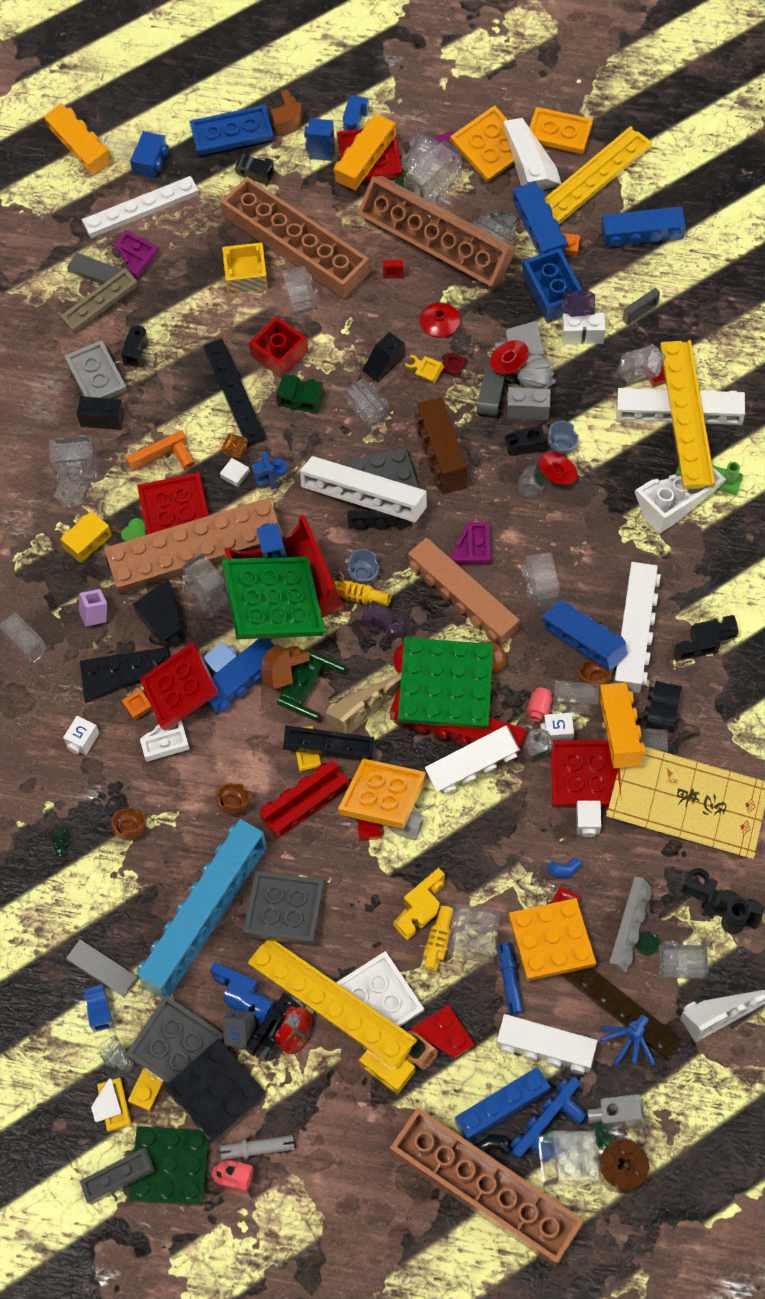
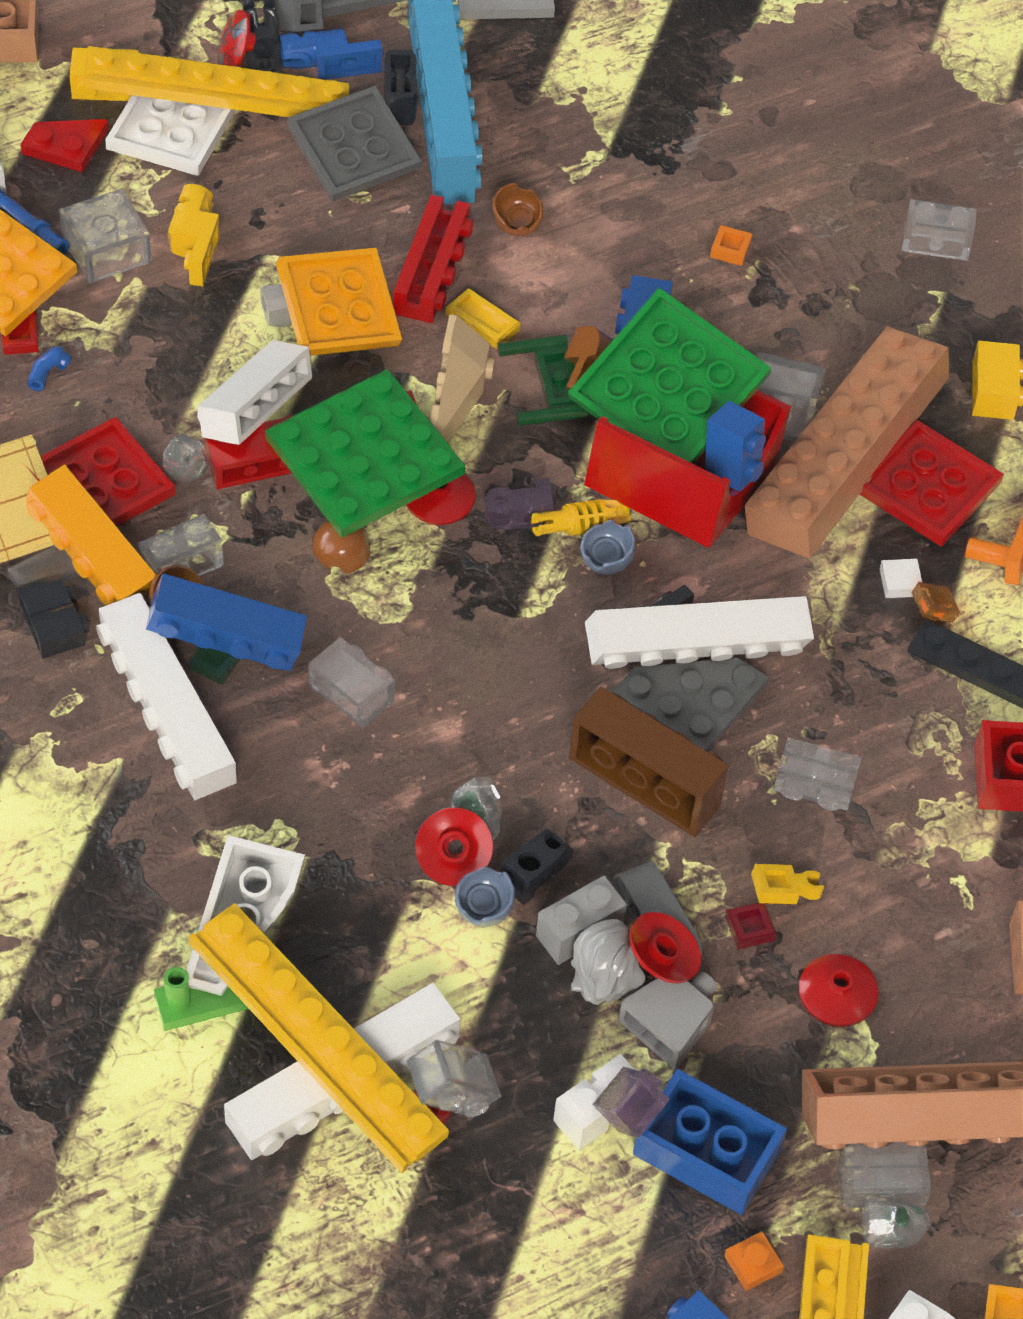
camera: 135 degrees right, 10 degrees down
(58, 834) = (676, 76): clear green tile -> none
(80, 736) = (760, 178): white brick -> none
(92, 607) = (894, 299): lavender brick -> none
(110, 673) = (791, 272): black wing -> none
(128, 823) = (612, 125): dark orange hair -> none
(134, 530) = (948, 423): bright green tile -> none
(160, 614) = (804, 341): black slope -> none
(164, 743) = (660, 231): white wing -> none
(179, 686) = (696, 271): red plate -> none
(221, 932) = (401, 85): none -> black brick
(267, 472) = (852, 581): blue hips -> none
(300, 394) = (922, 729): dark green brick -> none
(328, 743) = (476, 310): black plate -> none
(384, 357) = (857, 865): black slope -> none
(393, 269) = (982, 1012): red tile -> none
(422, 1052) = (83, 103): nougat rock -> none
(438, 939) = (150, 214): yellow hinge -> none
(463, 592) = (446, 600): nougat brick -> none
(473, 545) = (486, 672): magenta wing -> none
(538, 219) = (827, 1234): blue brick -> none
(539, 704) = (227, 521): coral brick -> none
(559, 726) = (175, 504): white brick -> none
(588, 818) = (53, 424): white brick -> none
(641, 306) = (538, 1210): dark grey tile -> none
(706, 638) = (51, 738): black plate -> none

